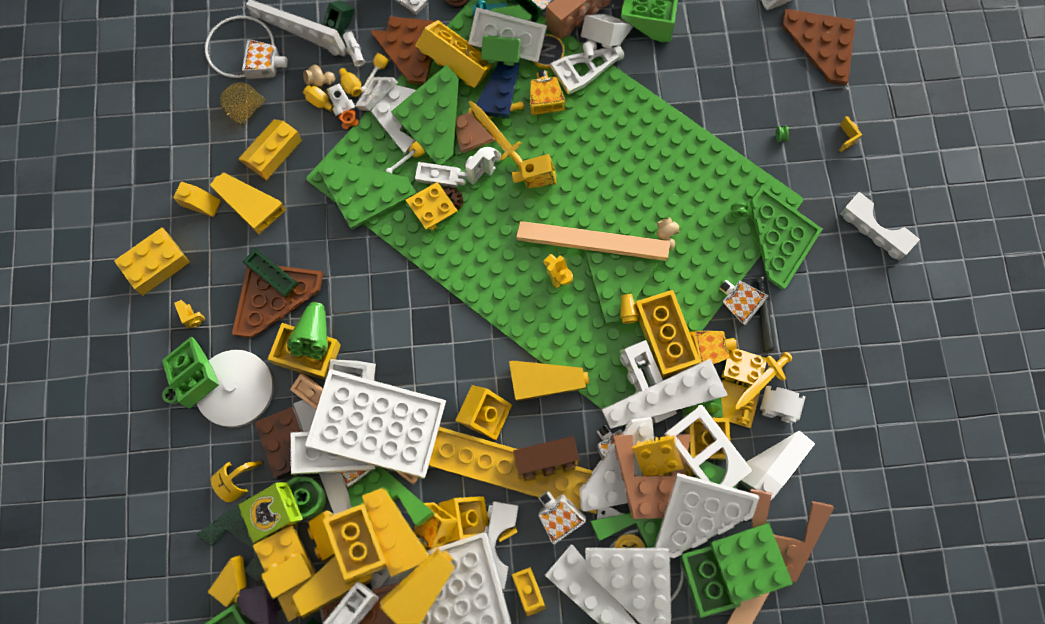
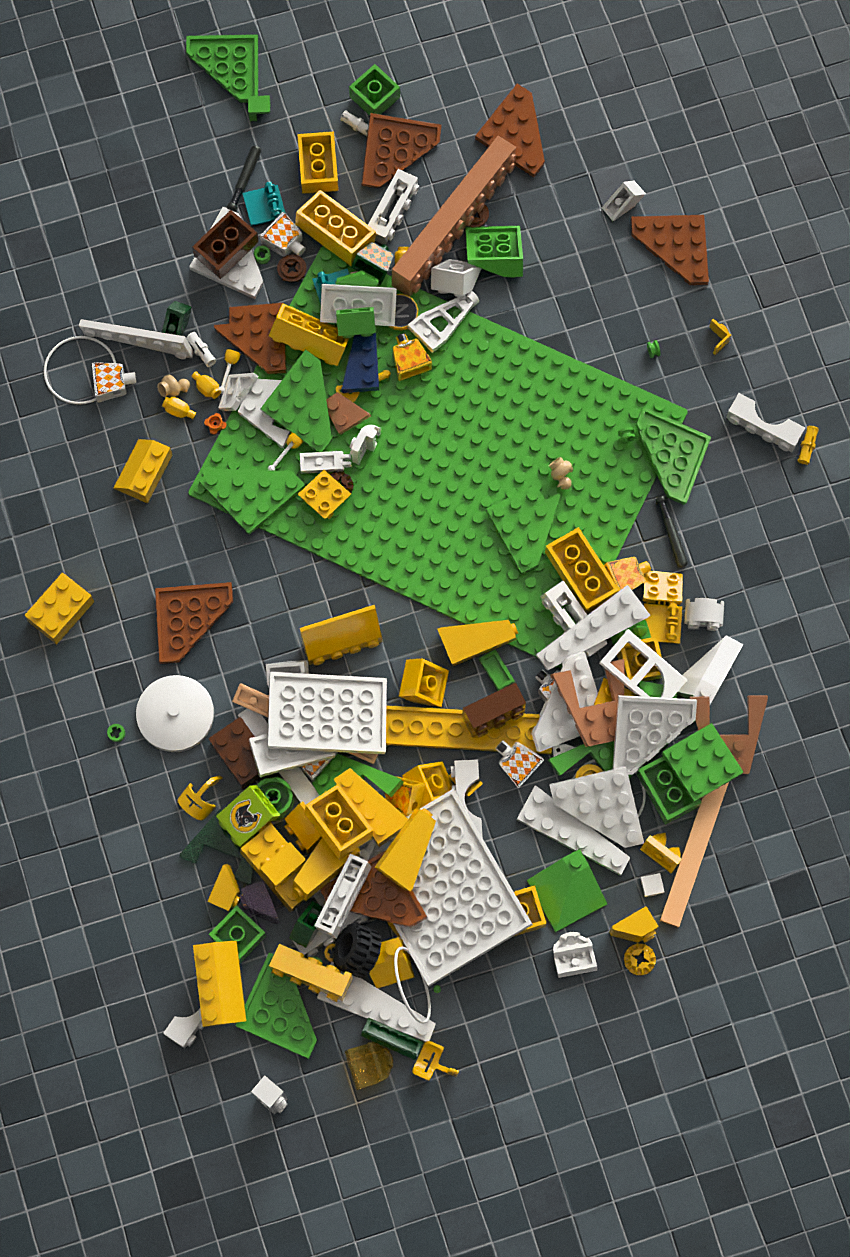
camera: 15 degrees left, 0 degrees up
(187, 315) = (108, 652): yellow bracket -> none
(189, 373) = (129, 707): bright green slope -> none
(196, 199) = (85, 537): yellow slope -> none
(240, 101) = (99, 428): clear yellow slope -> none
(249, 203) = (137, 529): yellow slope -> none
(270, 273) = (182, 594): dark green plate -> none
(281, 355) = (236, 663): yellow brick -> none
(310, 333) = (242, 642): bright green cone -> none
(342, 103) = (203, 410): white plate -> none
(411, 347) = (341, 635): none -> yellow slope
(494, 131) = (375, 412): yellow sword -> none
(528, 592) = (505, 837): yellow slope -> none
(536, 172) = (419, 439): yellow torso -> none
(558, 270) = (464, 532): yellow hips -> none
(560, 415) = (496, 670): none -> bright green tile
(588, 48) = (442, 300): white arm -> none
(593, 240) = (491, 495): light nougat tile -> none
(628, 310) = (540, 555): yellow cone -> none
(658, 456) = (598, 684): yellow hinge -> none
(742, 300) = (647, 522): torso -> none
(775, 369) = (691, 582): yellow sword -> none
(918, 257) = (808, 445): none -> yellow pin

